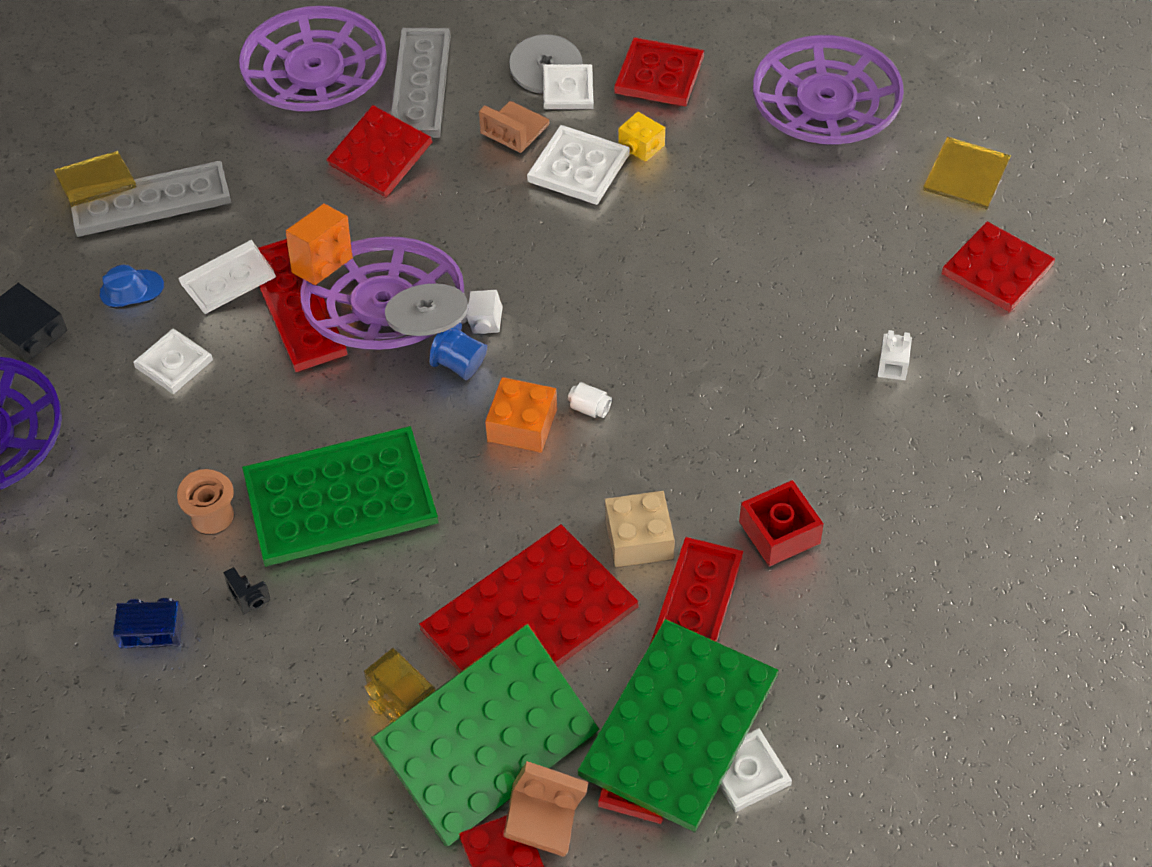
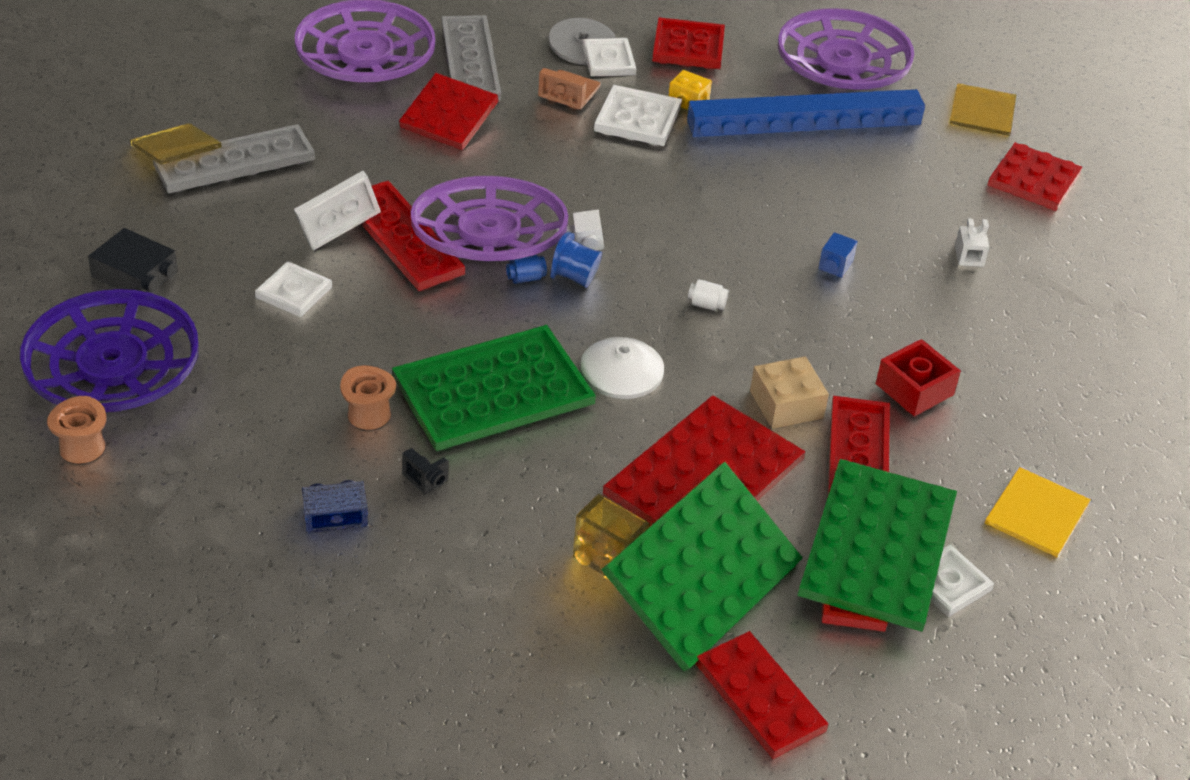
camera: 15 degrees left, 10 degrees down
(128, 286) = (231, 229): blue piece -> none
(319, 244) = (424, 176): orange brick -> none
(409, 356) = (526, 269): none -> blue brick
(426, 309) = (541, 224): light grey piece -> none
(481, 491) = (622, 368): none -> white dish
(521, 414) = (649, 309): orange brick -> none
(543, 808) = (774, 620): nougat bracket -> none
(743, 358) = (837, 254): none -> blue brick
(762, 171) = (805, 113): none -> blue brick
(869, 695) = (1037, 511): none -> yellow piece

